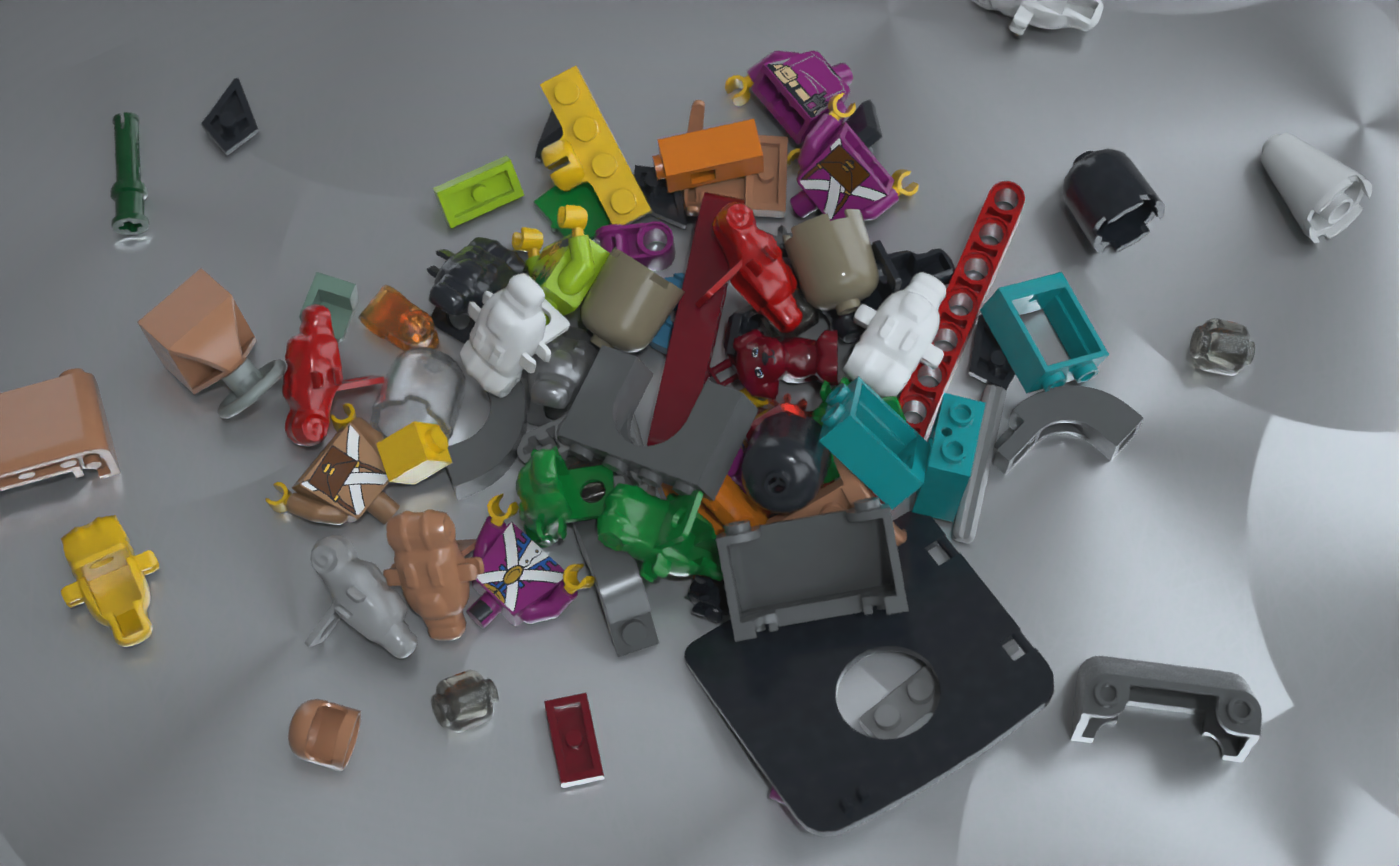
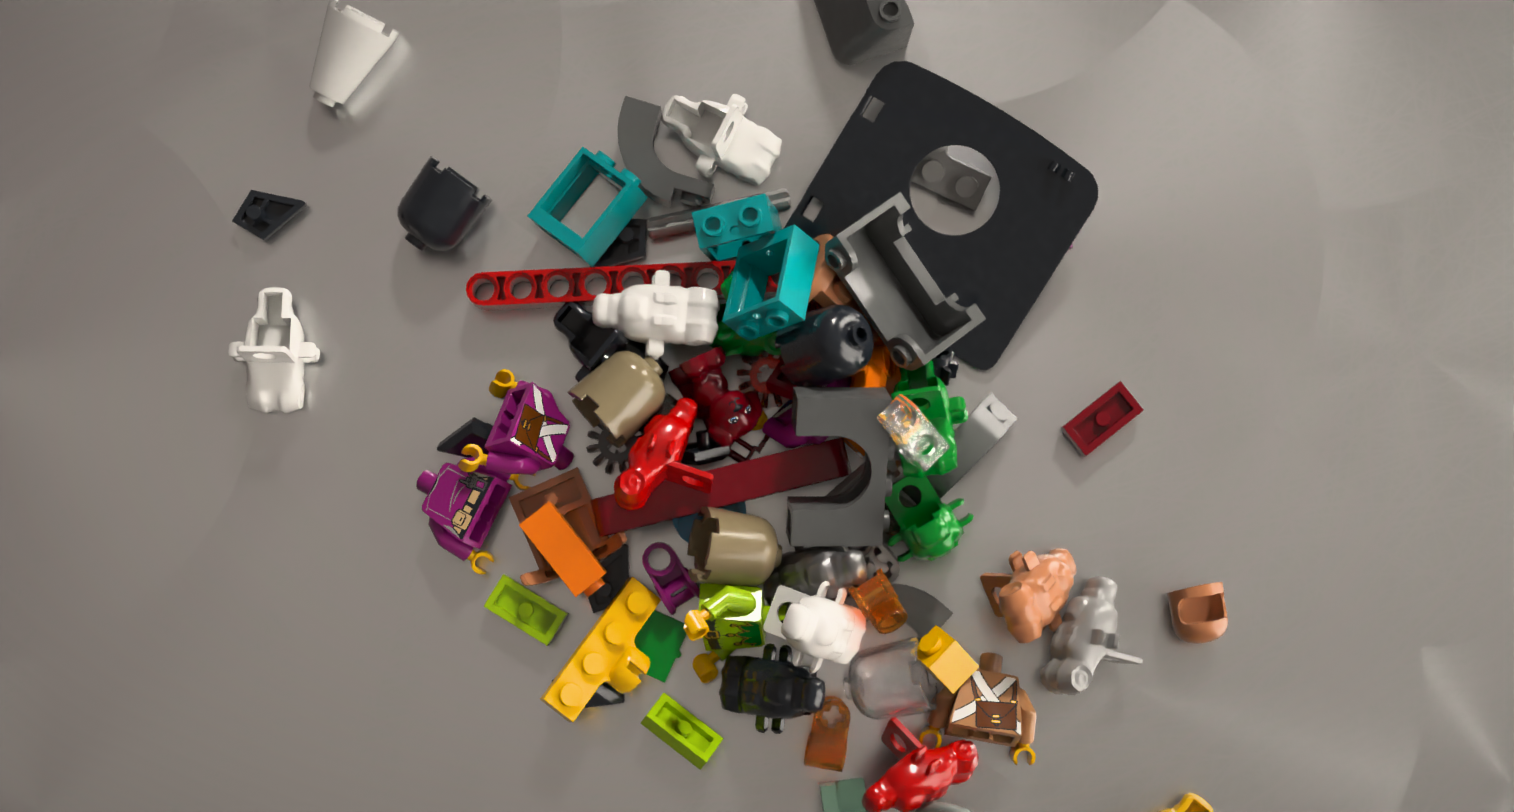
camera: 120 degrees left, 15 degrees up
(464, 701) = (1116, 518): clear smoke head -> none
(503, 402) = (880, 603): none -> clear orange piece
(519, 575) = (998, 526): torso -> none
(653, 489) = (912, 432): none -> clear leg
(668, 107) = (525, 609): none -> lime plate
(1055, 498) = (723, 137): none -> white piece
(1180, 47) = (266, 213): none -> black piece
(1222, 347) = (527, 64): clear smoke head -> none

